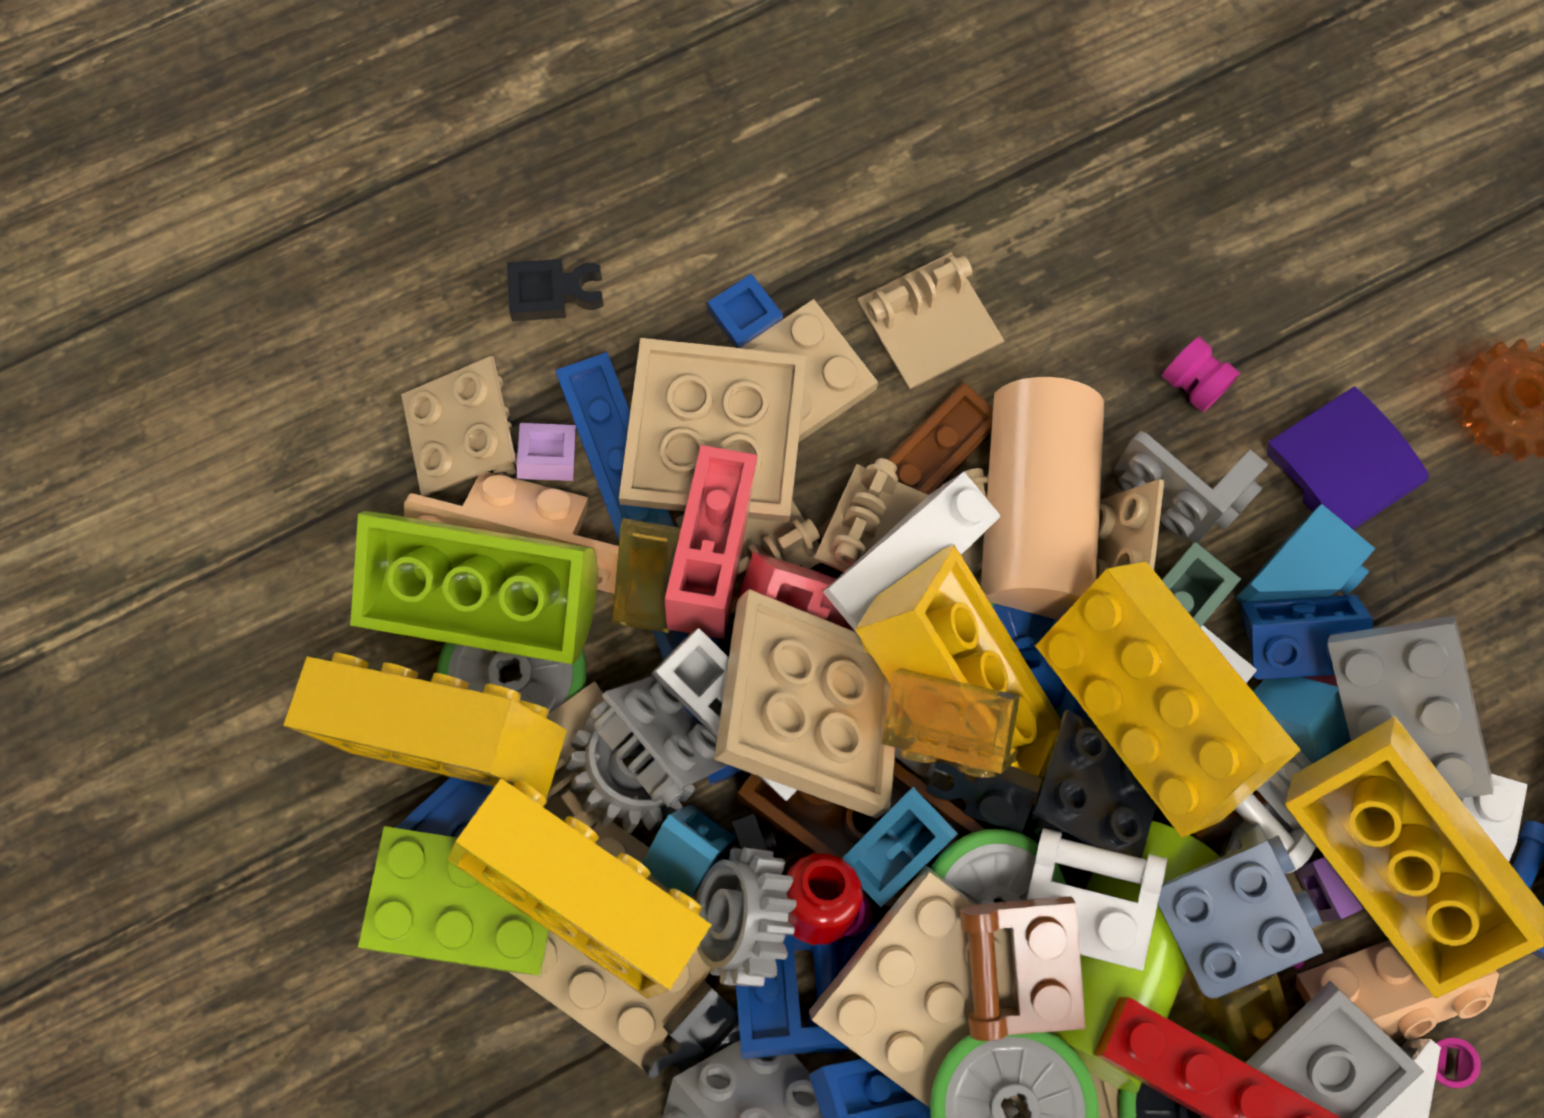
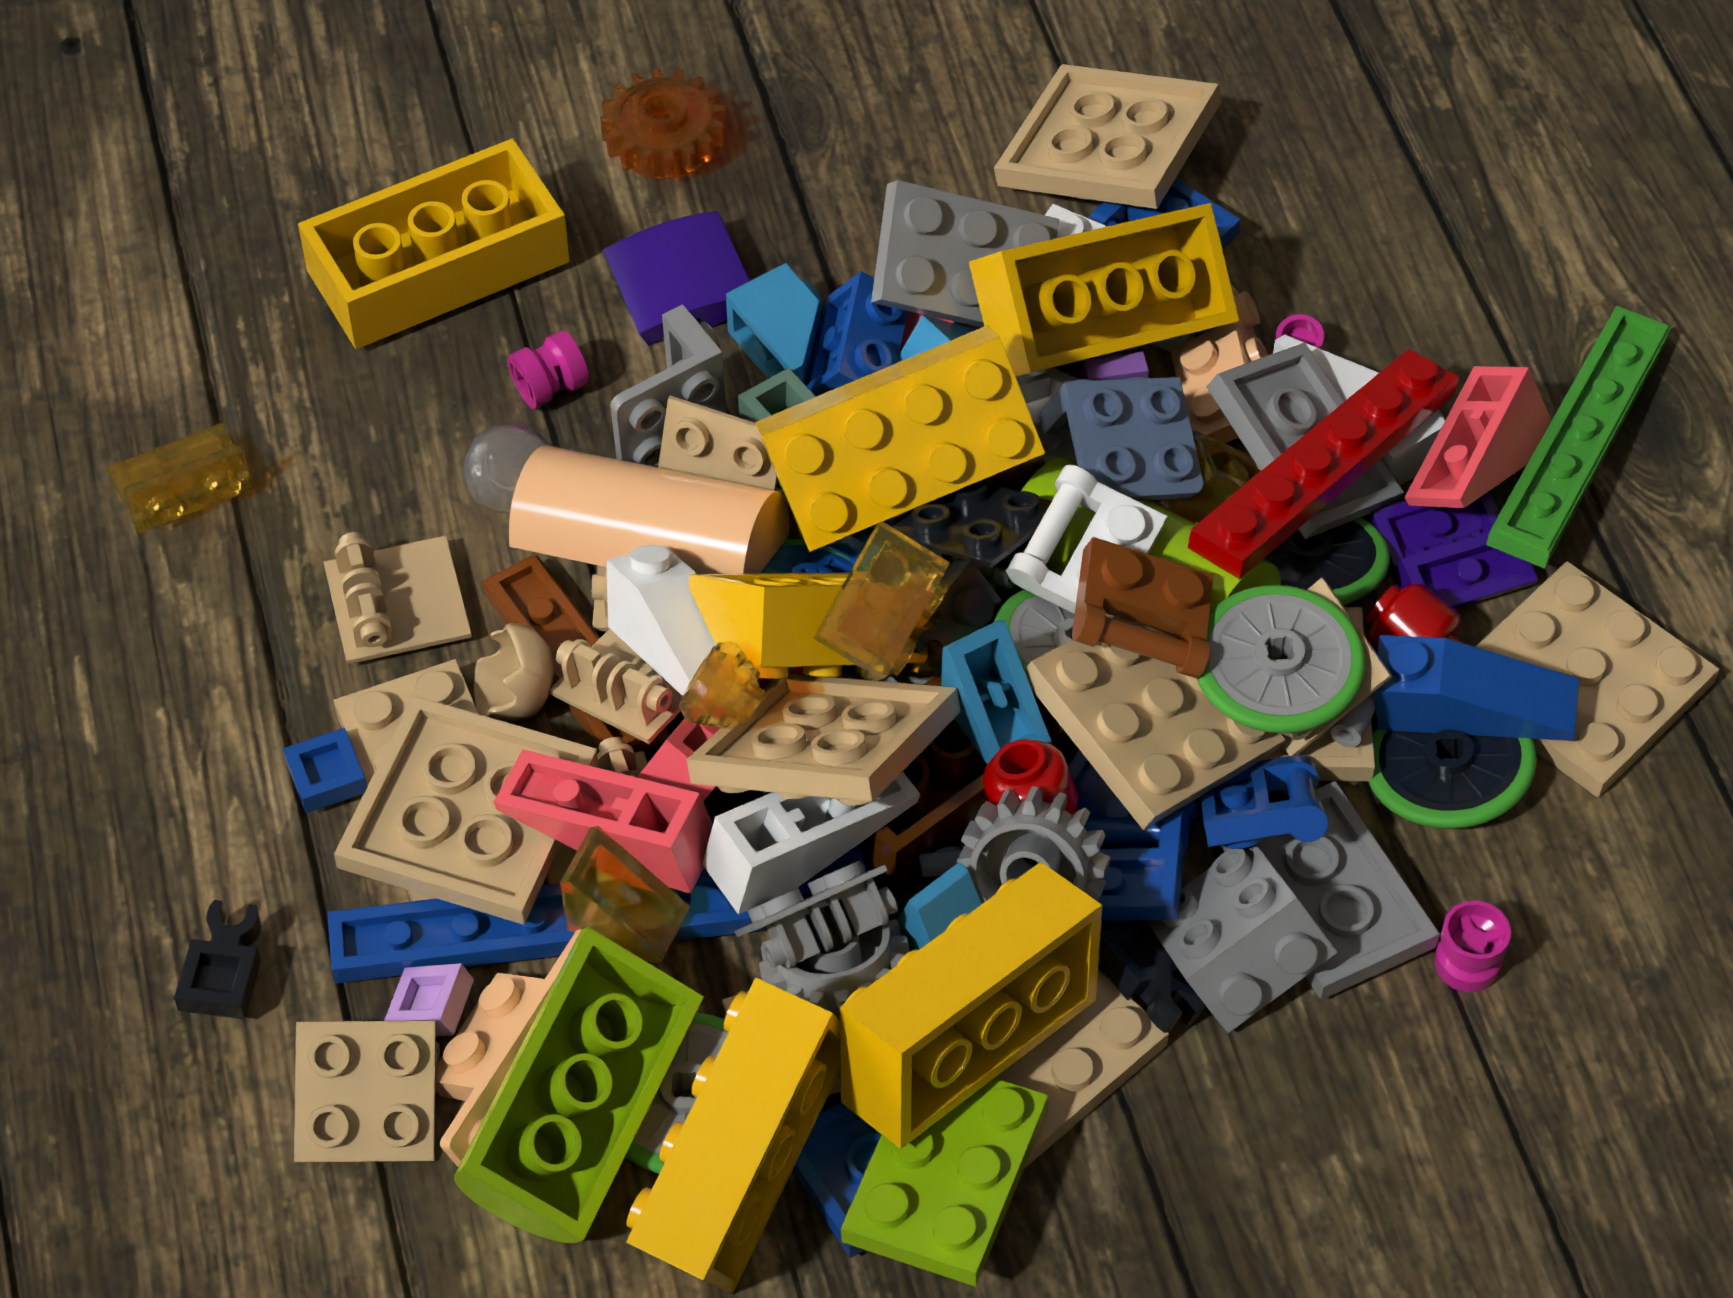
camera: 75 degrees left, 20 degrees down
(829, 601) = (722, 688): none -> clear yellow cone
(866, 433) = (515, 678): none -> tan hair
(1005, 118) = (180, 478): none -> clear yellow bracket
(1094, 362) = (496, 463): none -> clear hair
(1305, 240) = (434, 243): none -> yellow brick

